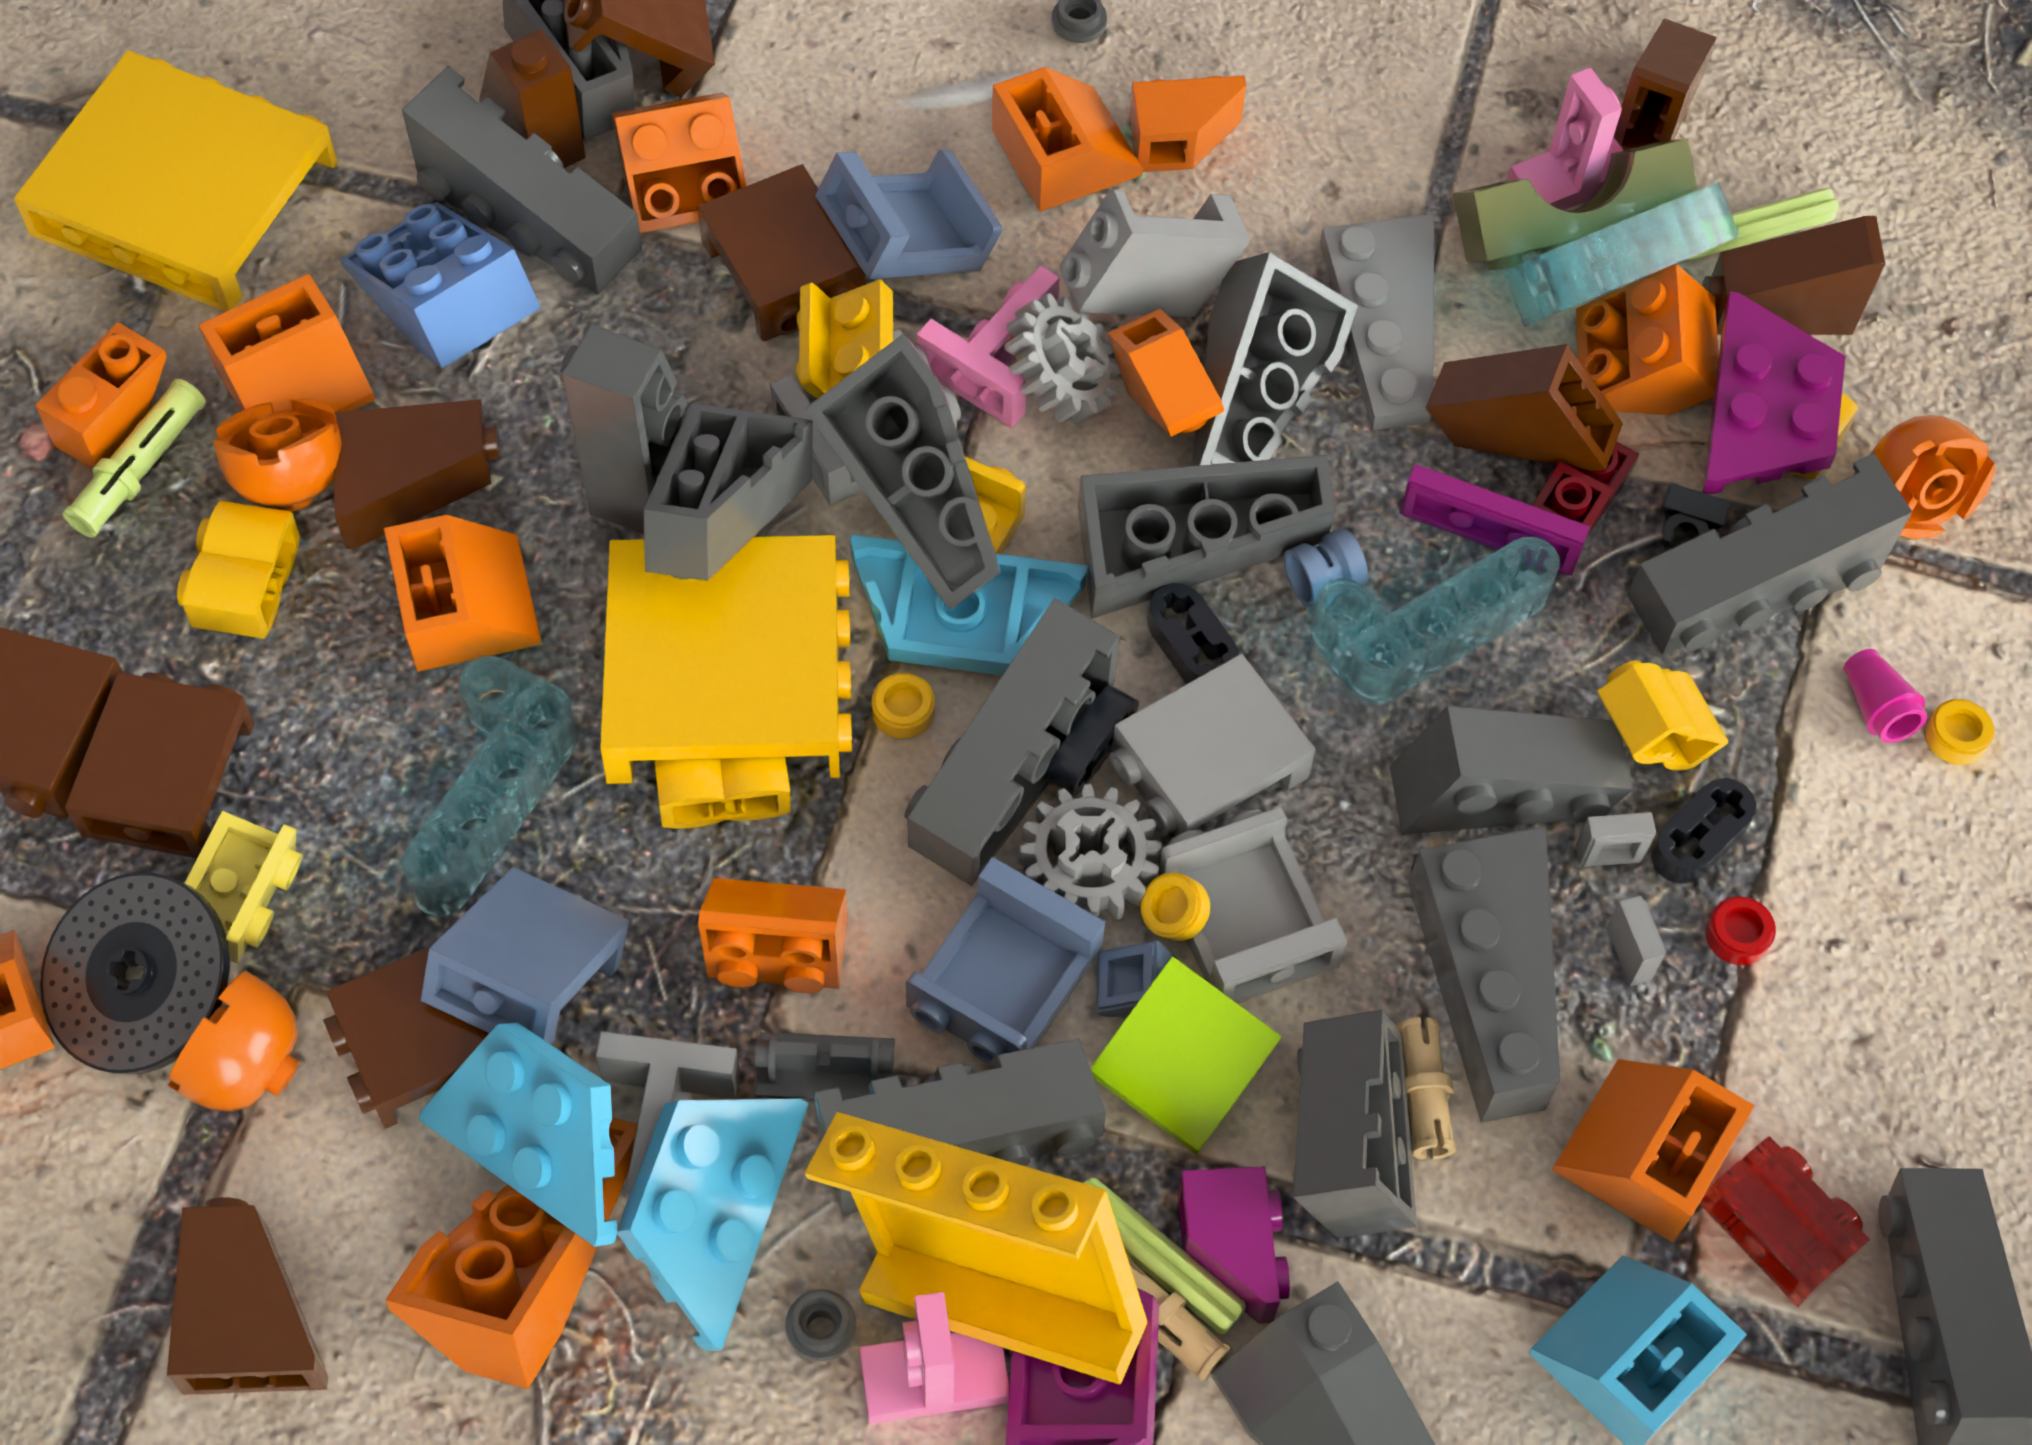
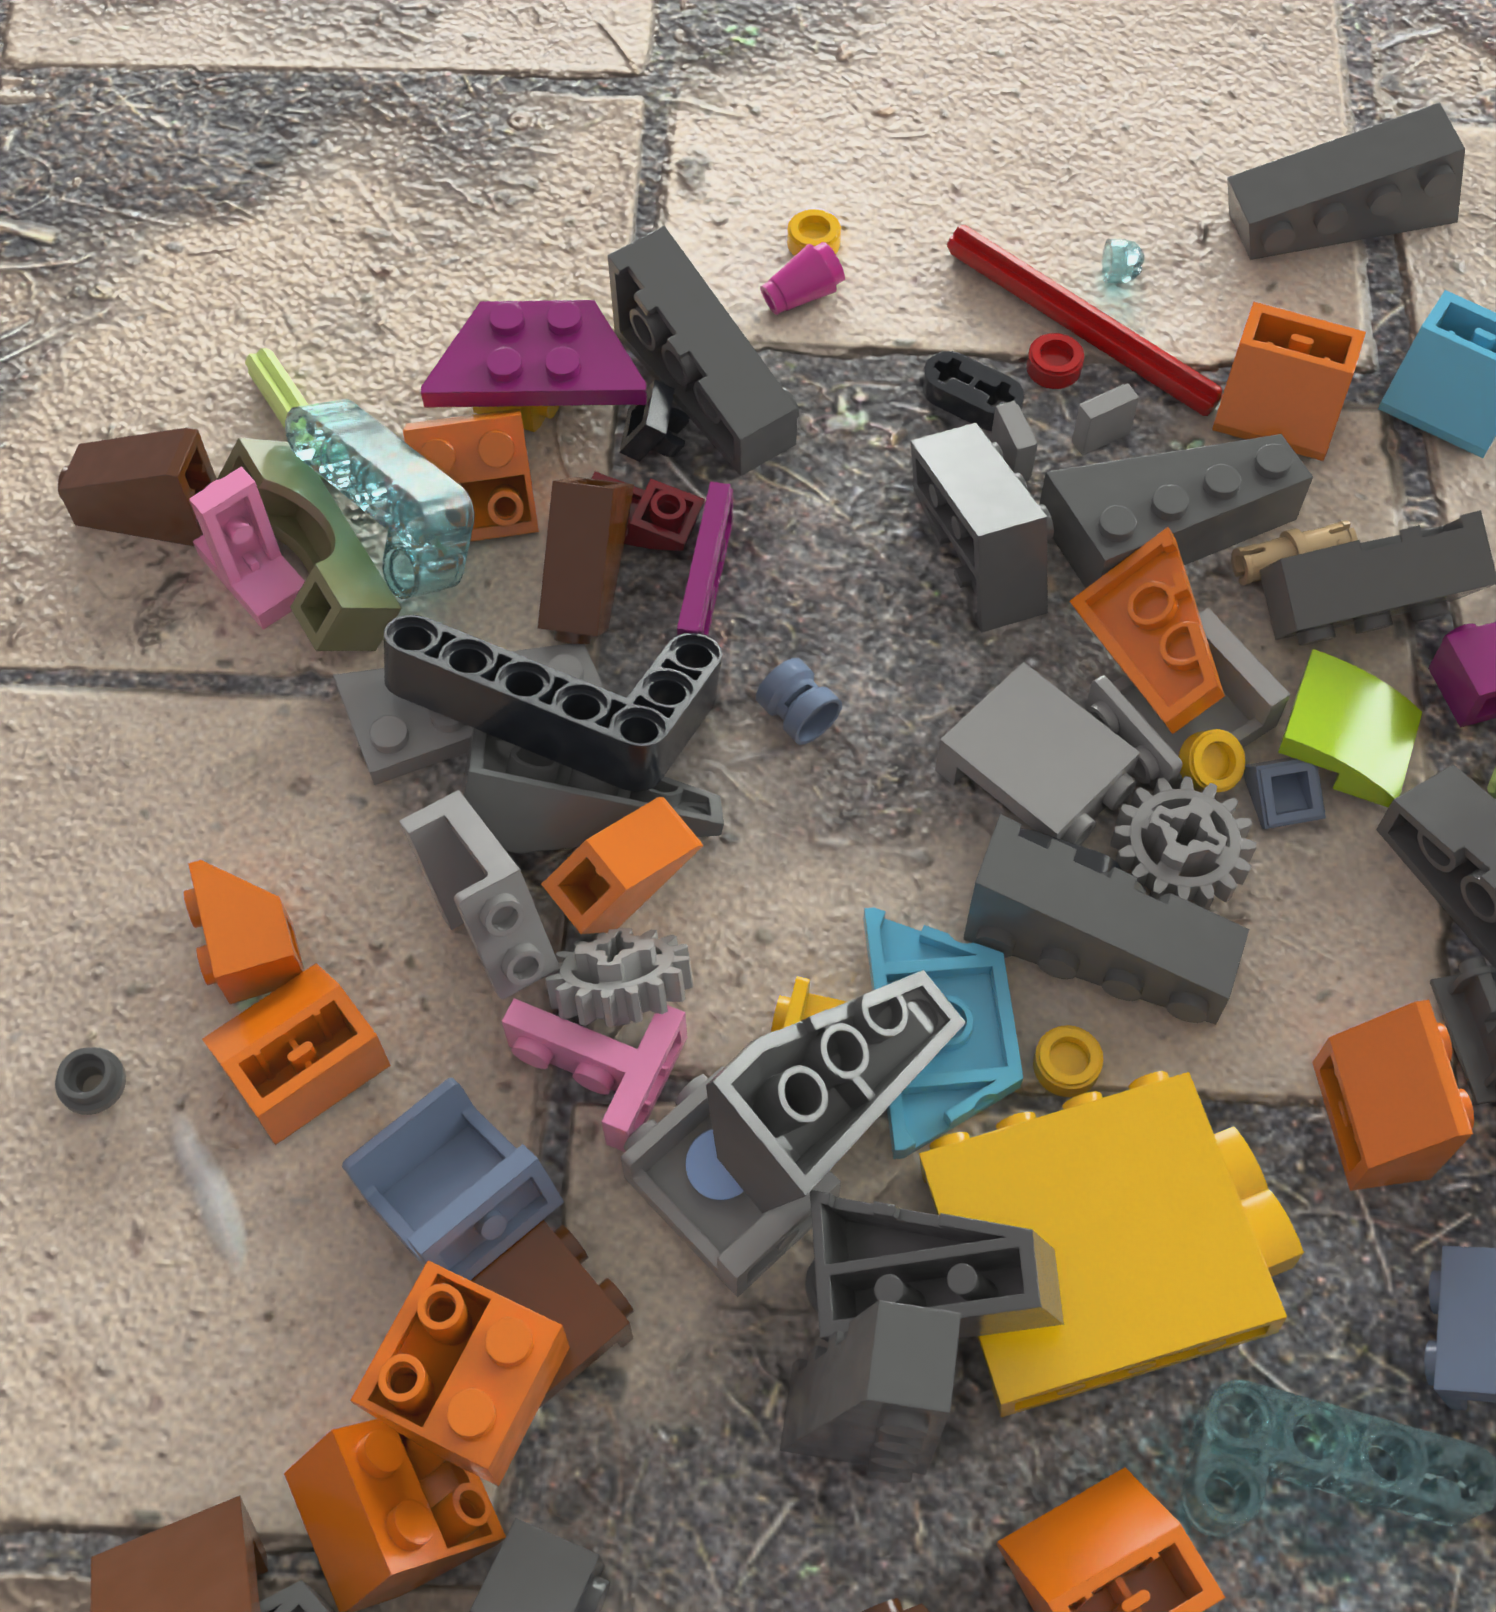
camera: 100 degrees left, 0 degrees up
(740, 176) = (463, 1372): none -> orange slope
(840, 333) = (656, 1207): yellow bracket -> none
(1006, 965) = (1329, 901): sand blue panel -> none
(1196, 523) = (797, 822): dark grey wedge -> none
(1201, 626) = (897, 798): black beam -> none
(1329, 879) = (1154, 630): none -> orange wing
(1336, 344) = (551, 712): none -> black beam
(1441, 610) = (778, 546): clear light blue beam -> none
(1661, 715) = (896, 409): yellow brick -> none
(1785, 1219) = (1317, 283): clear red brick -> none
(1801, 967) = (1085, 320): none -> red axle
(1807, 277) = (376, 345): reddish brown slope -> none
(1879, 1036) = (1121, 261): none -> clear light blue hinge
(1936, 469) = (566, 256): orange cylinder -> none

